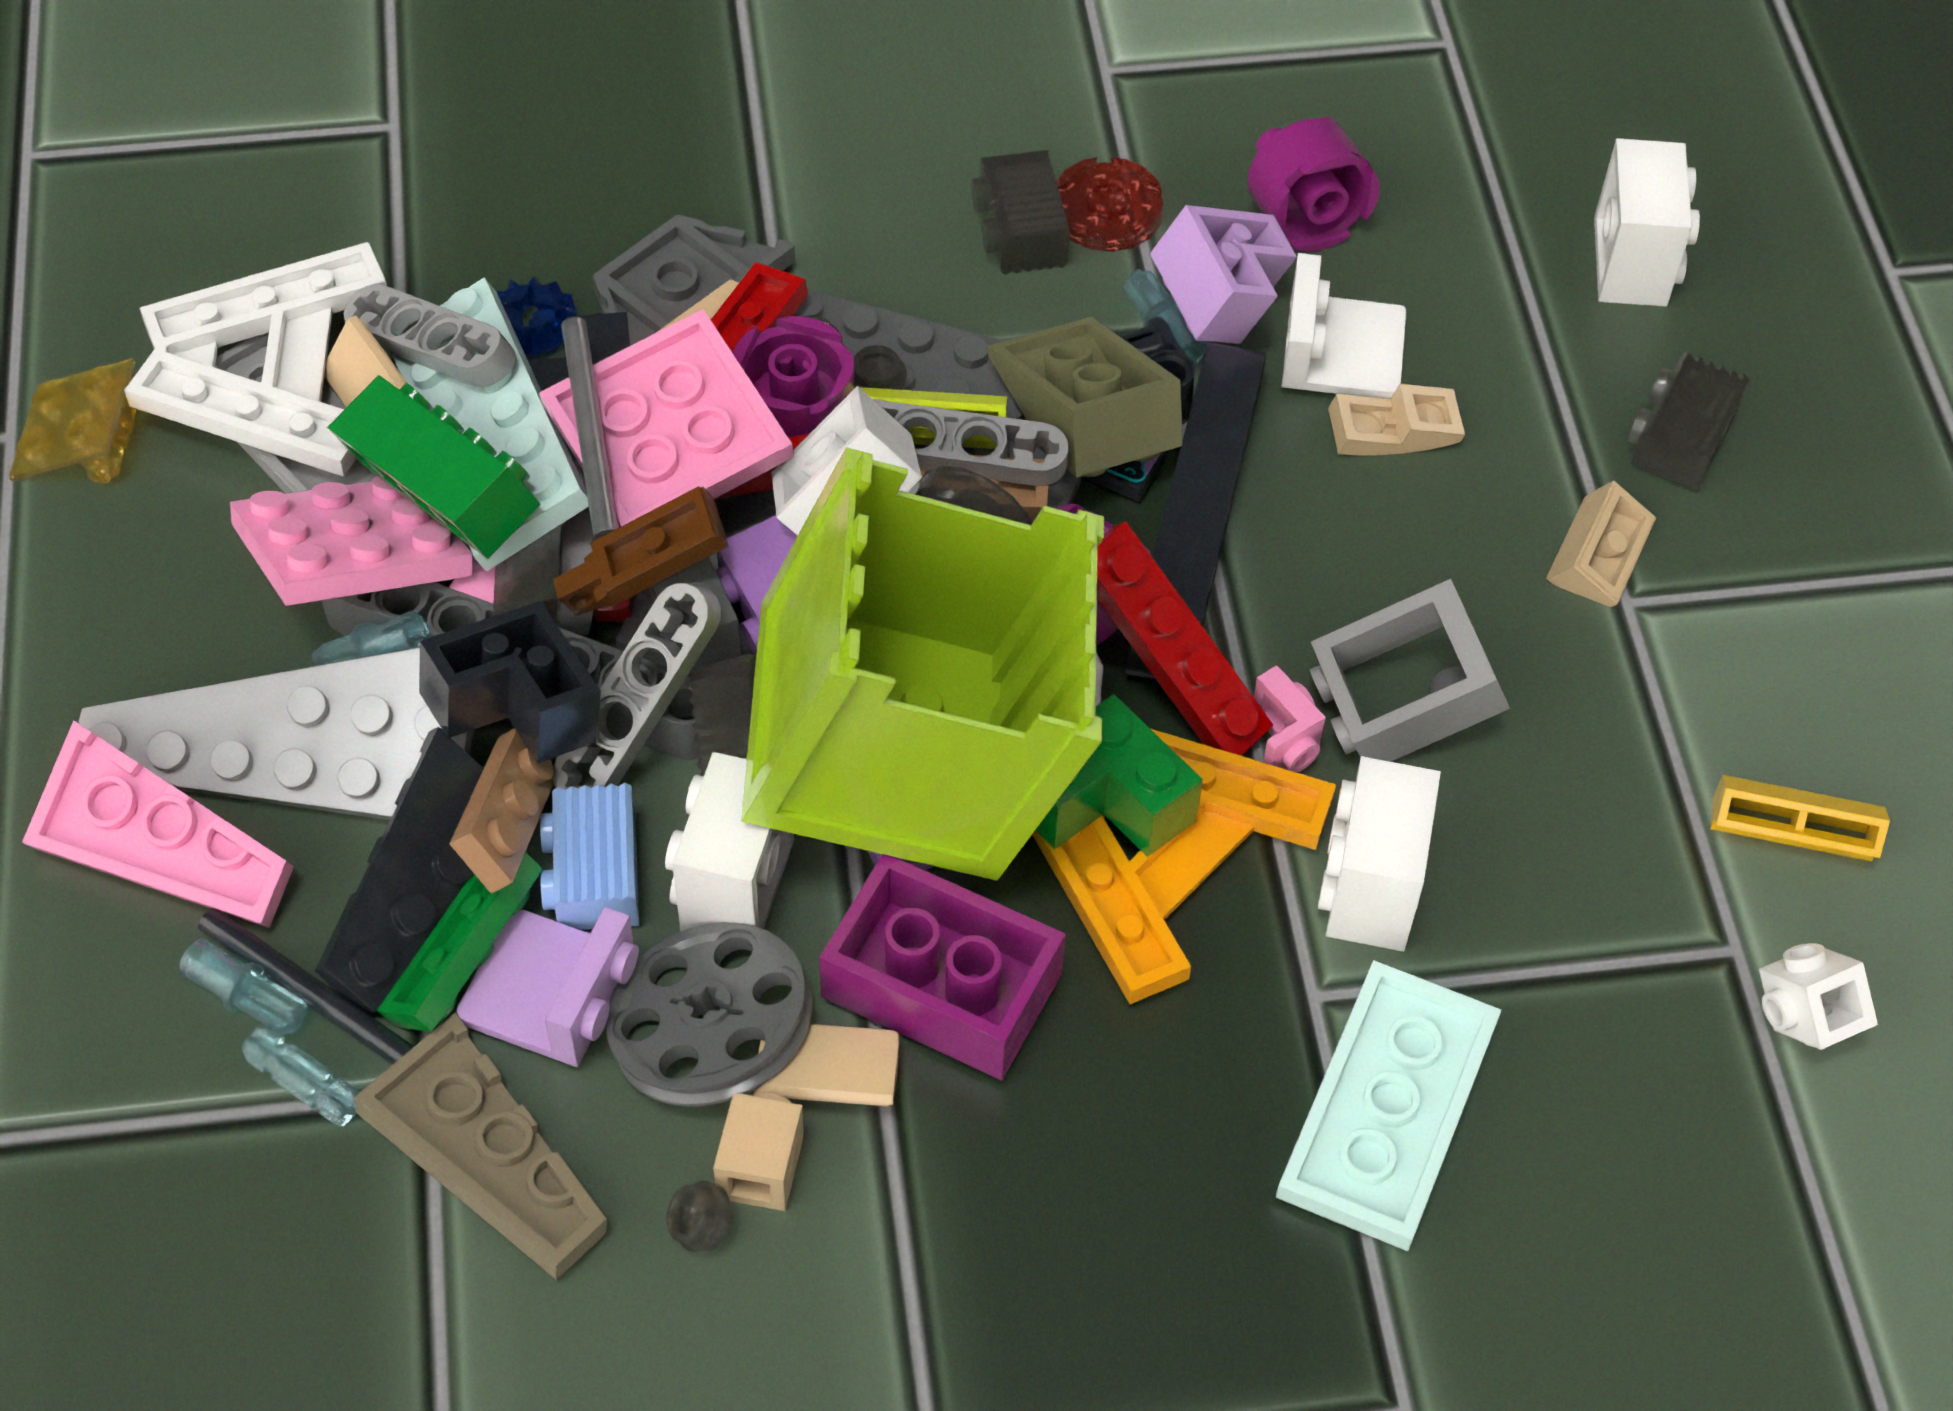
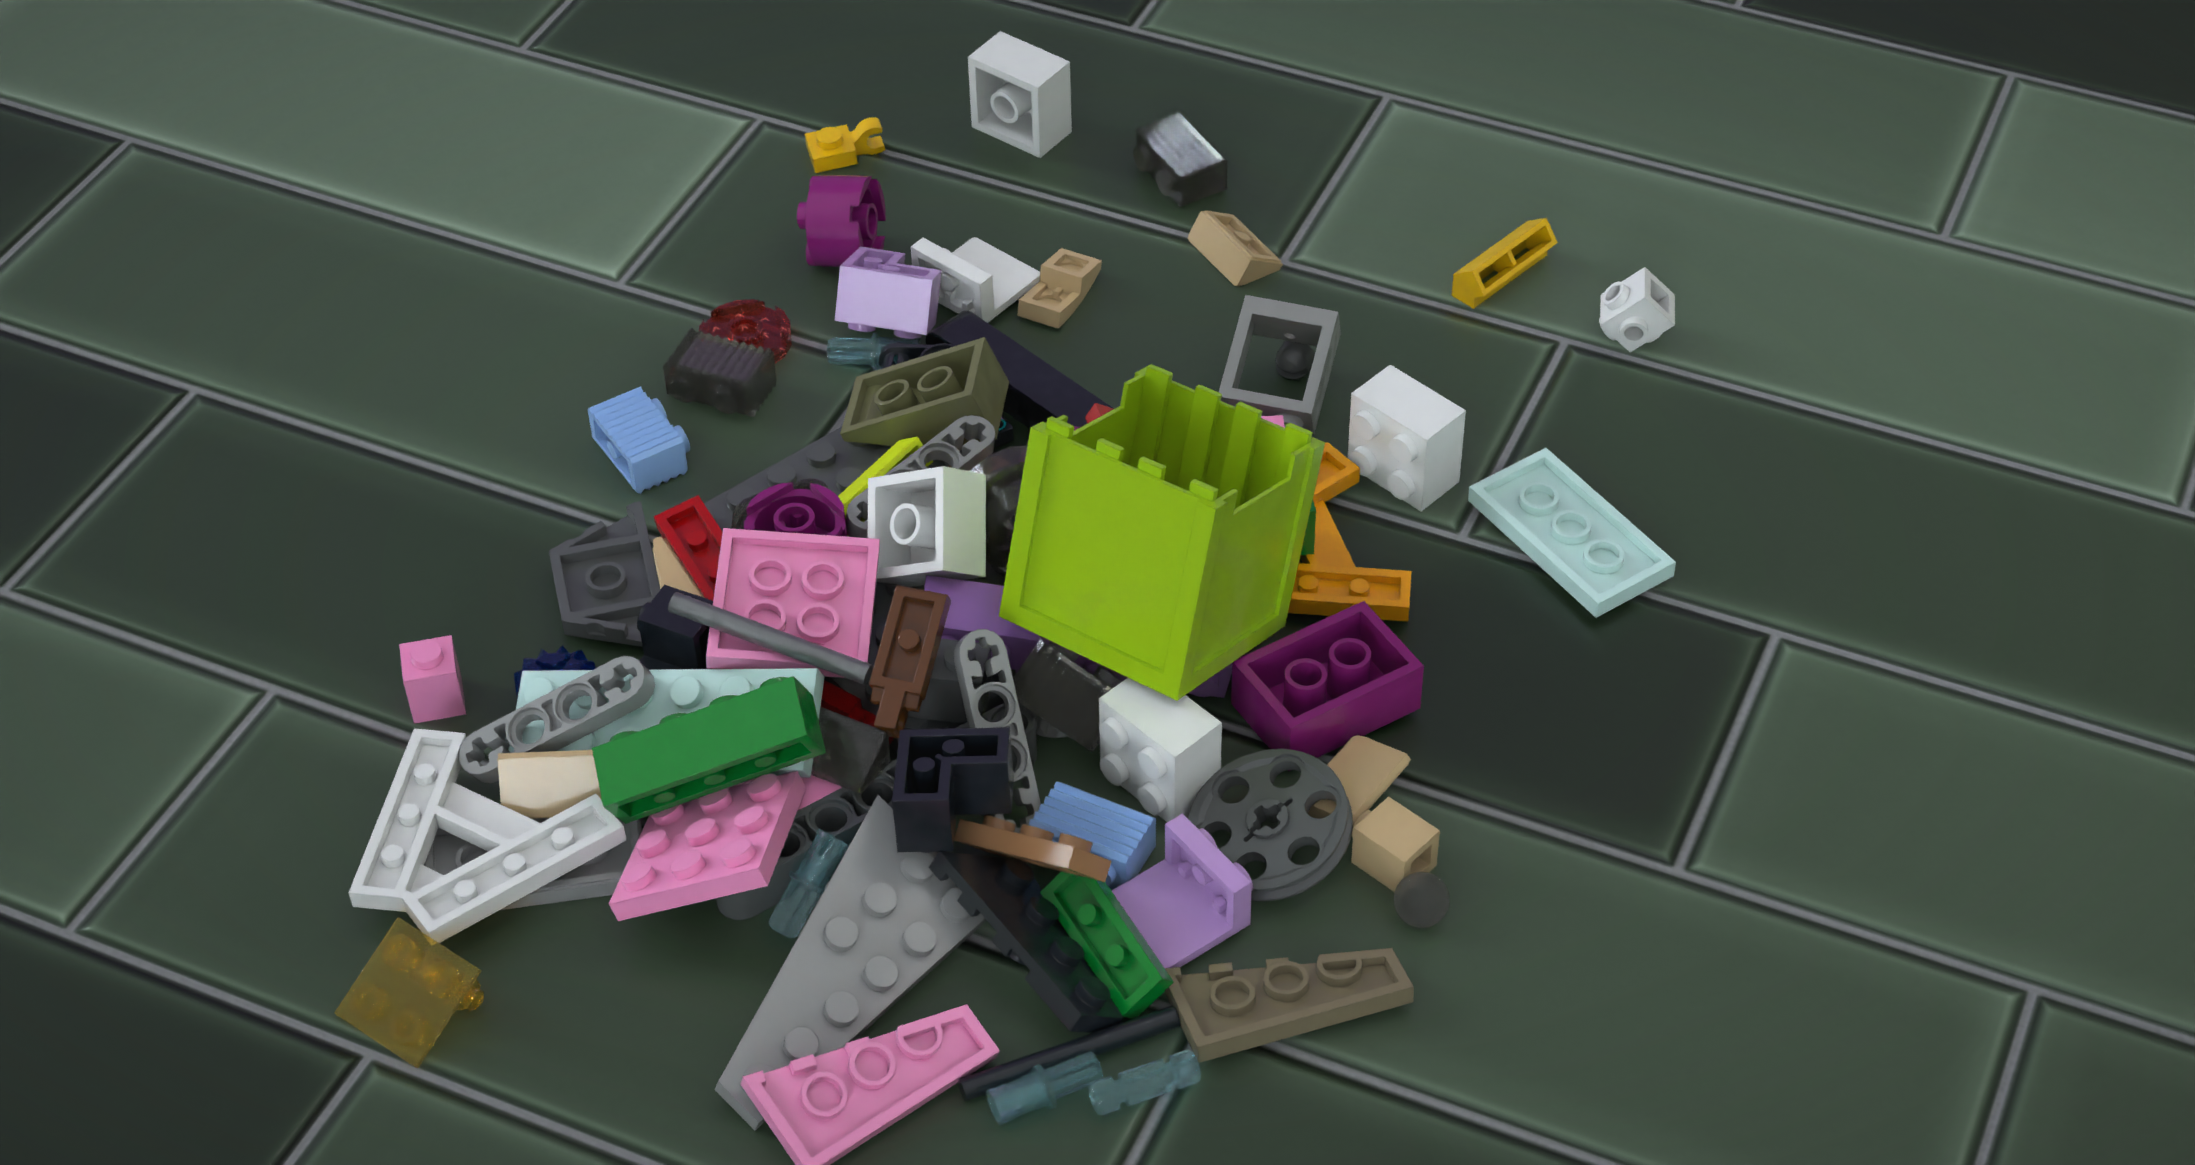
camera: 55 degrees left, 10 degrees down
(453, 223) = (432, 679): none -> bright pink brick
(882, 199) = (639, 439): none -> light blue brick
(1452, 123) = (839, 148): none -> yellow plate

